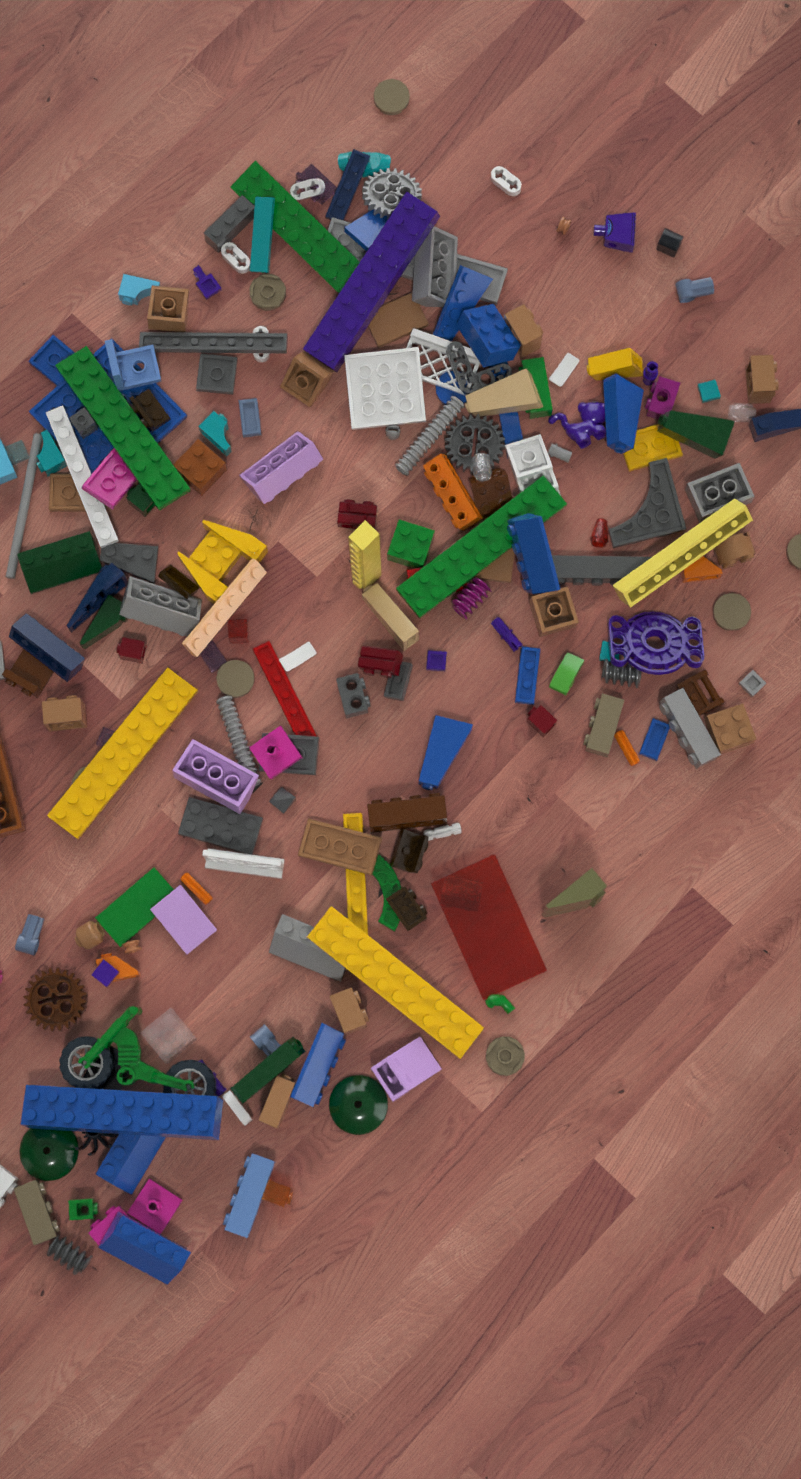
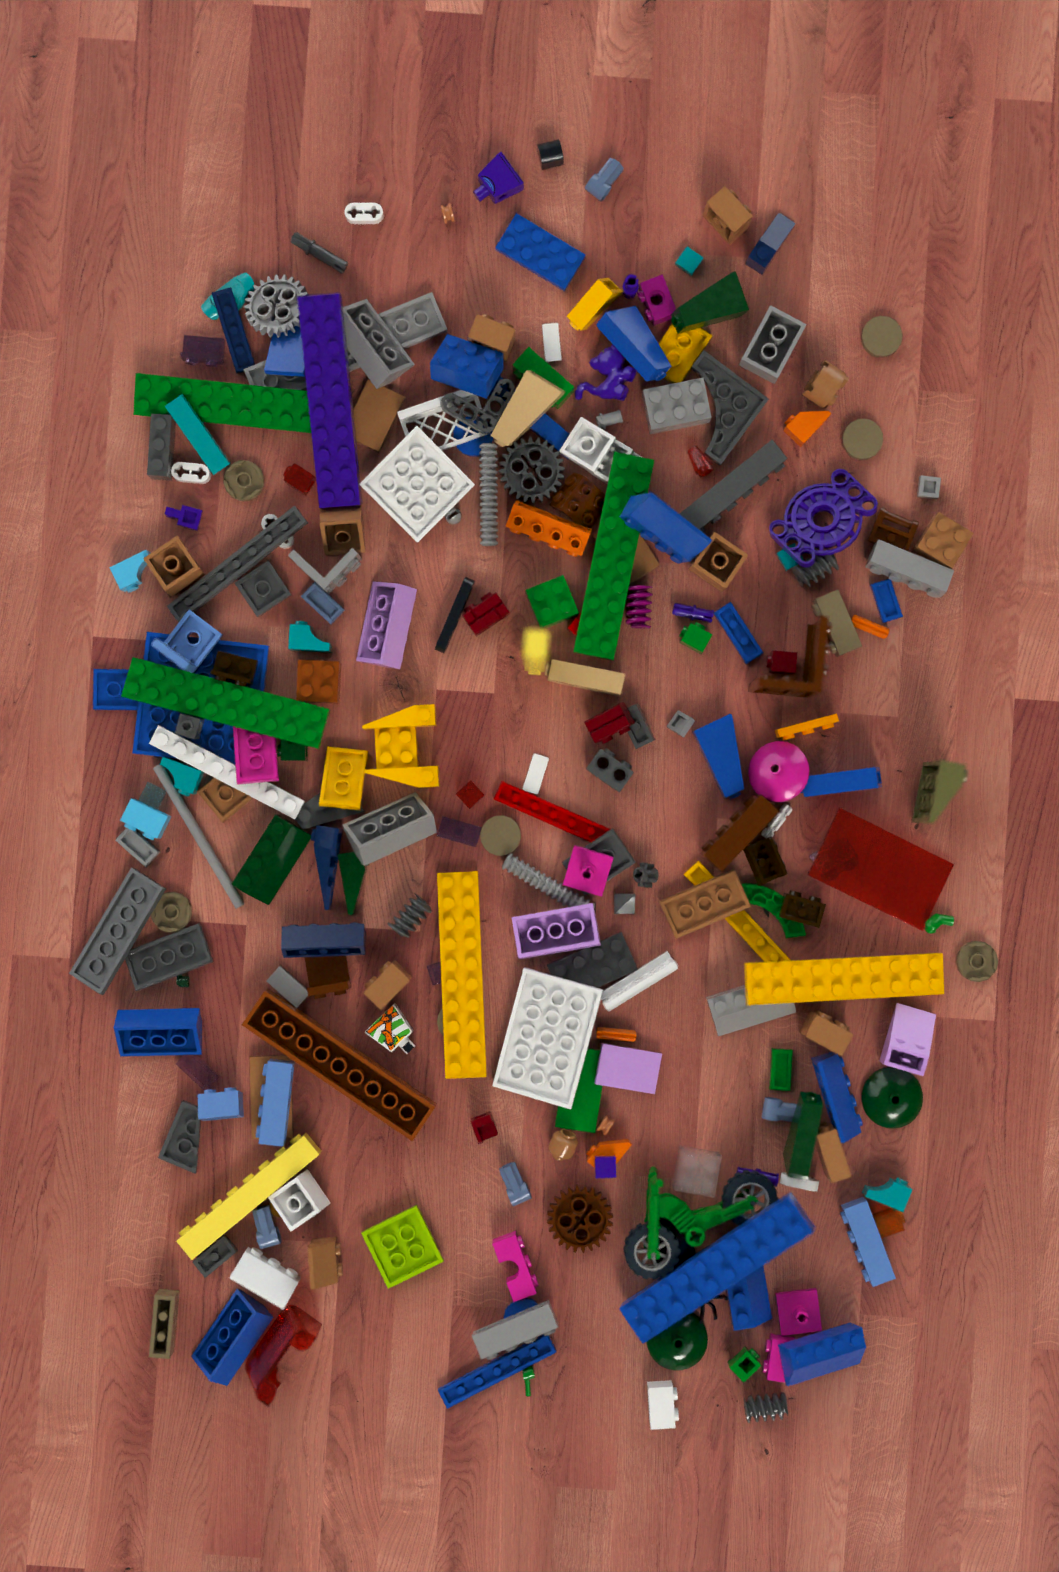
camera: 40 degrees left, 10 degrees up
(37, 1212) = (710, 1395): dark tan brick -> none
(39, 751) = (392, 1030): none -> torso
(44, 875) = (484, 1127): none -> dark red panel
(122, 681) = (411, 916): none -> dark grey piece
(131, 650) = (395, 883): dark red brick -> none
(144, 847) = (547, 1038): none -> white plate
(159, 547) = (343, 778): none -> yellow tile
(178, 581) = (384, 794): dark brown tile -> none
(224, 608) = (444, 786): light nougat plate -> none
(275, 403) = (336, 576): none -> light grey bracket
(294, 1014) = (780, 1069): none -> green tile
(297, 1175) = (893, 1193): none -> teal arch
(306, 320) = (299, 479): none -> clear red brick
(308, 192) = (206, 364): white beam -> none
(314, 790) = (645, 875): none -> dark grey gear
(333, 499) = (454, 615): none -> black beam
(391, 97) = (201, 217): dark tan tile -> none
(431, 704) = (680, 723): none -> light grey plate
(436, 660) = (653, 682): dark purple tile -> none
(452, 183) = (319, 252): none -> dark grey axle
(464, 295) = (417, 351): blue wing -> none
(476, 803) = (790, 777): none -> dark pink dish
(481, 467) = (557, 487): clear brick -> none
(493, 652) = (695, 637): none -> green brick
(514, 840) = (843, 782): none -> blue slope
(520, 781) = (807, 727): none -> light orange plate
(533, 741) = (813, 670): none -> reddish brown bracket
(566, 673) = (770, 605): bright green slope -> none
(607, 303) = (540, 252): none -> blue plate
(615, 481) = (676, 406): none -> light grey brick
(682, 552) = (788, 423): light yellow brick -> none
(741, 412) = (732, 257): clear brick -> none

